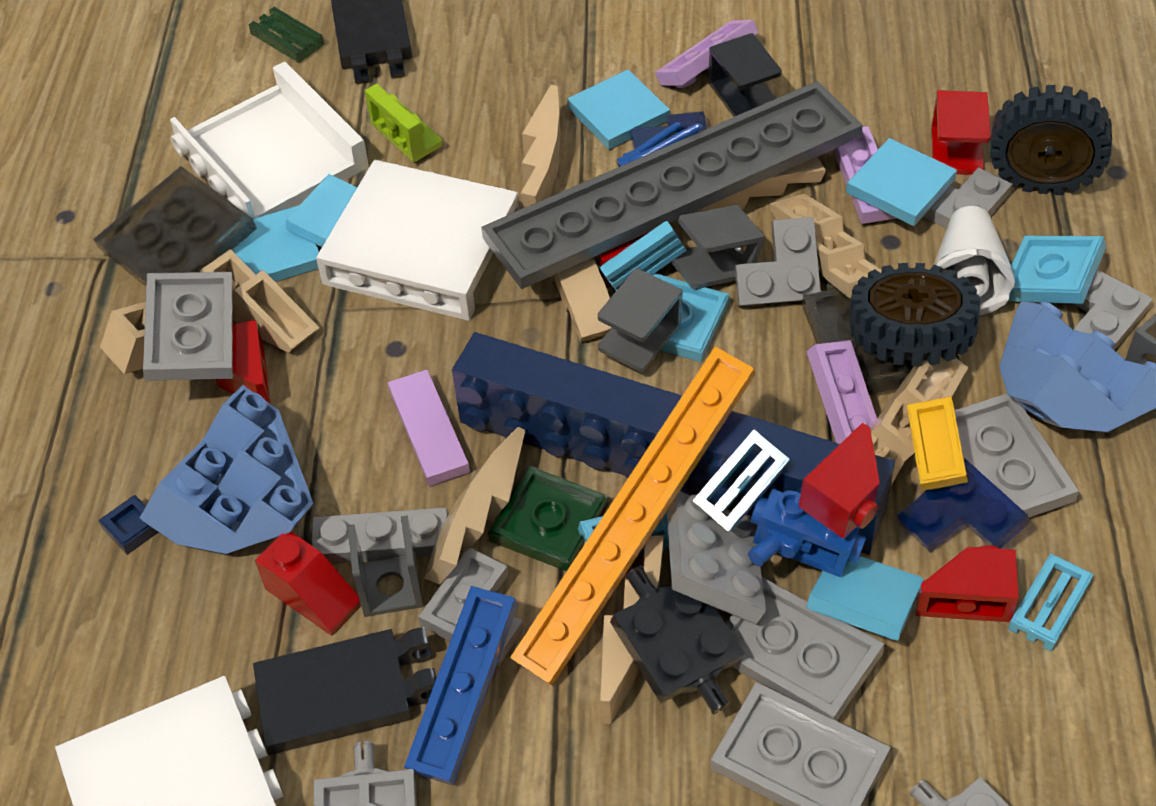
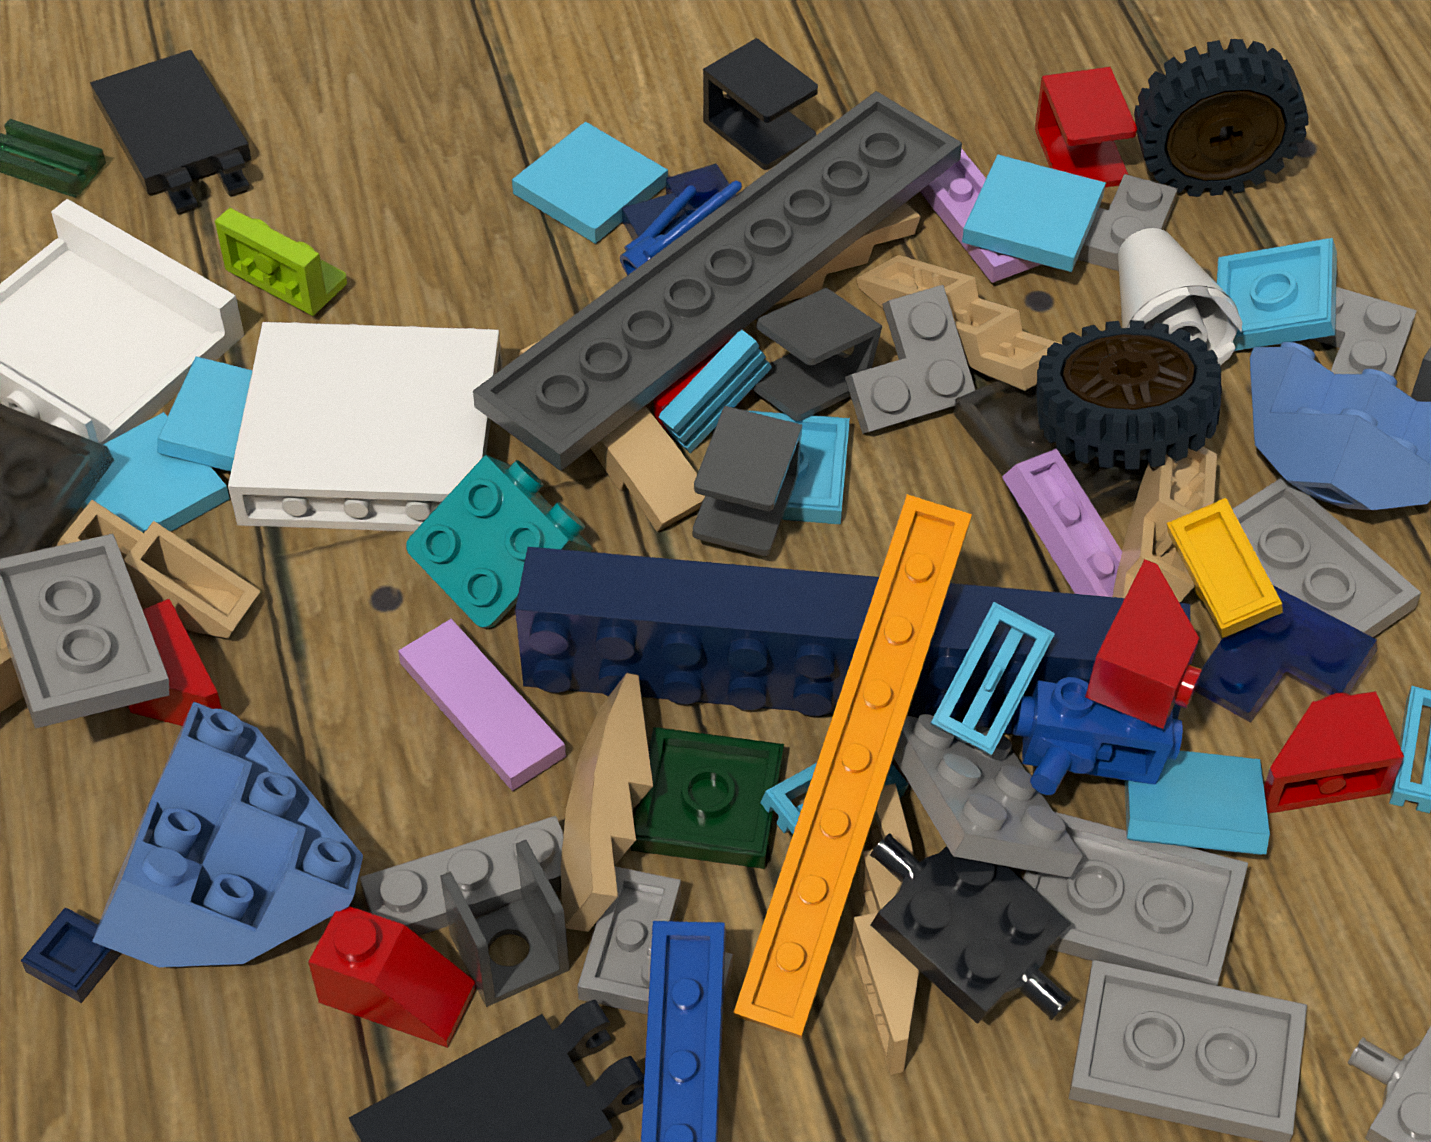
camera: 20 degrees left, 0 degrees up
(467, 307) = (481, 537): none -> teal bracket
(541, 149) = (504, 262): tan slope -> none
(685, 67) = (681, 88): lavender plate -> none

